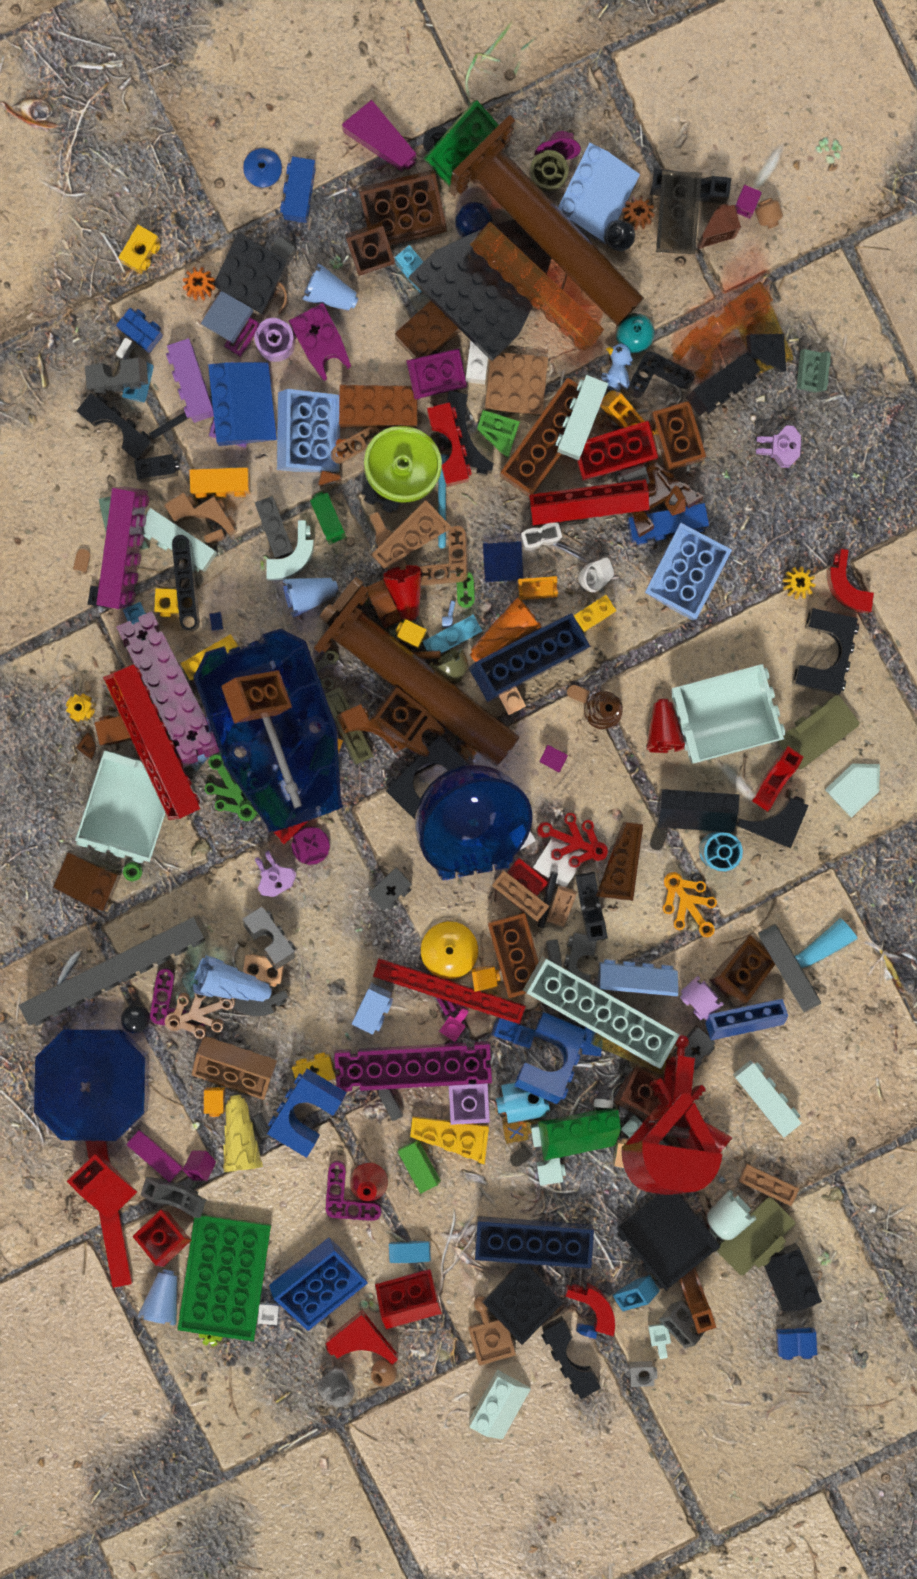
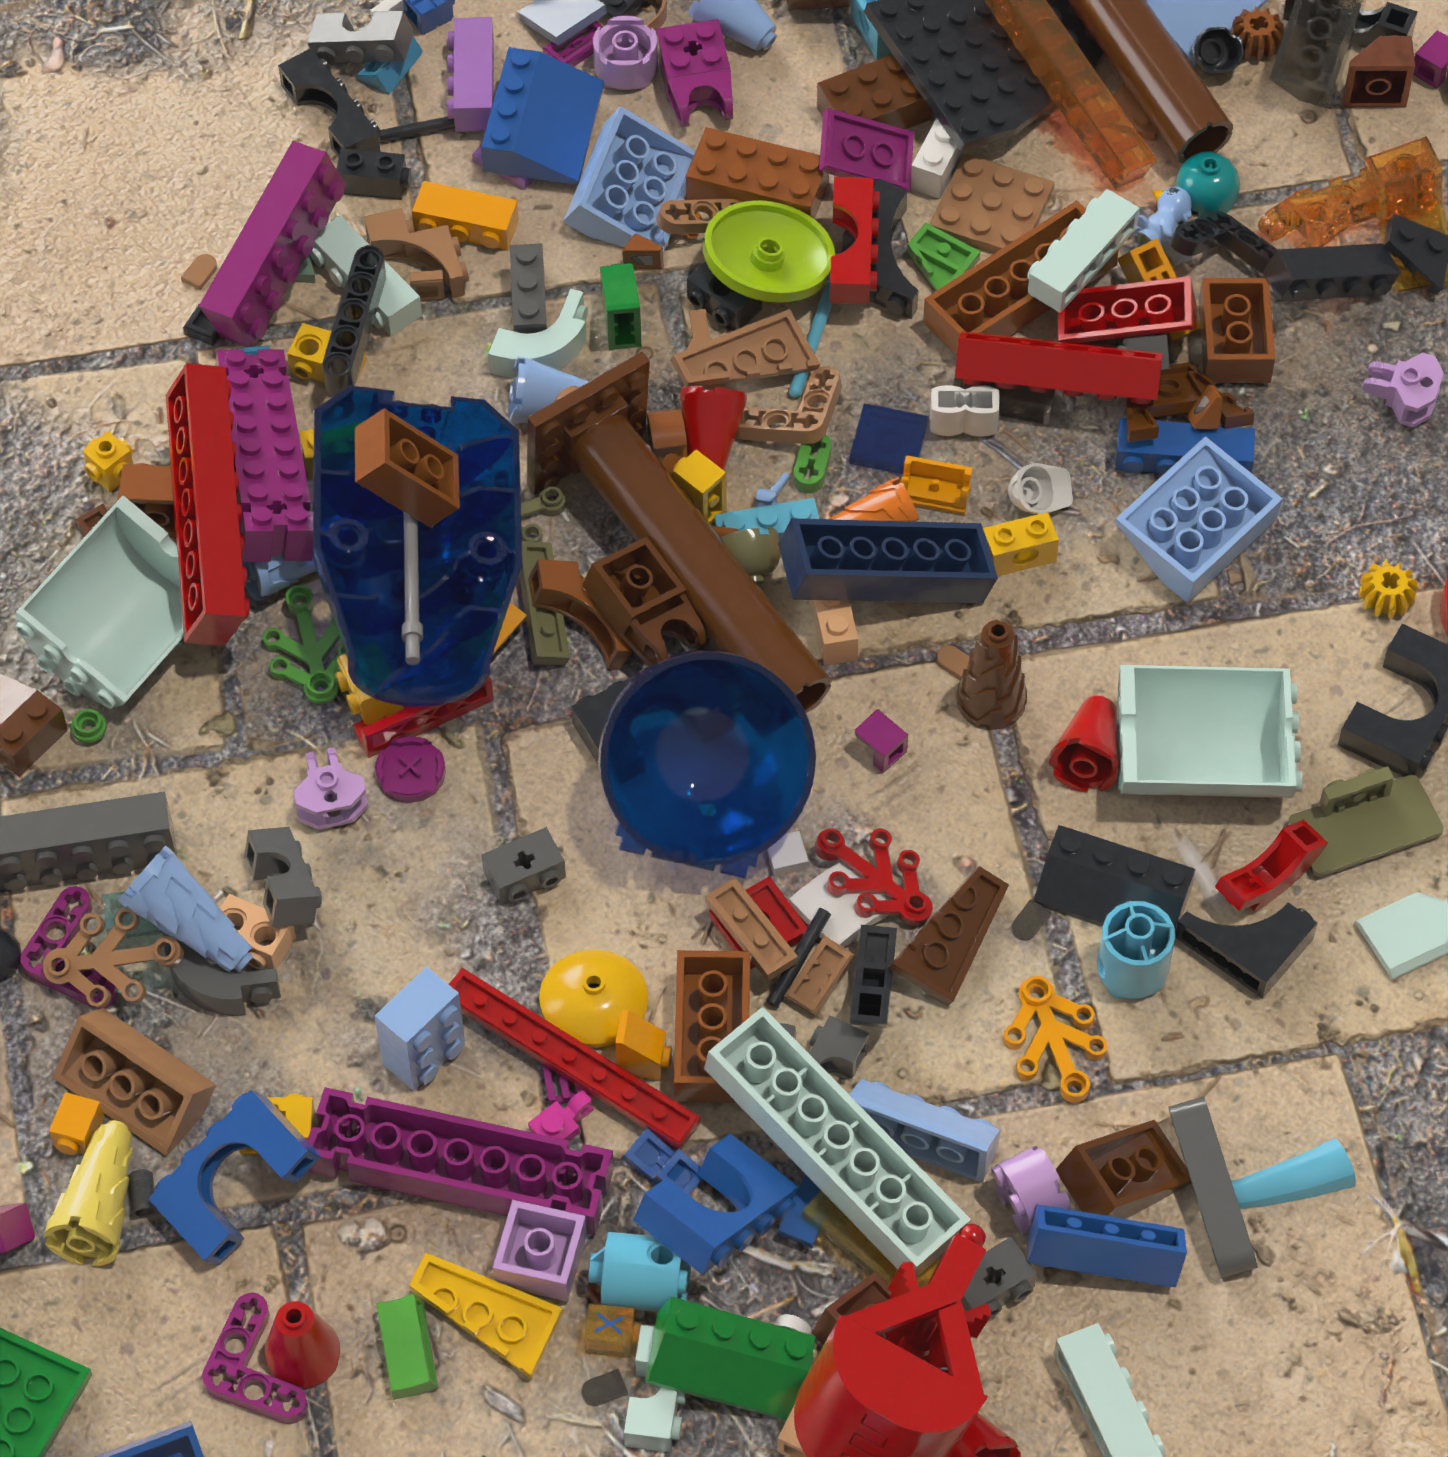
camera: 20 degrees right, 30 degrees down
(390, 1104) = (394, 1221): dark grey bar -> none

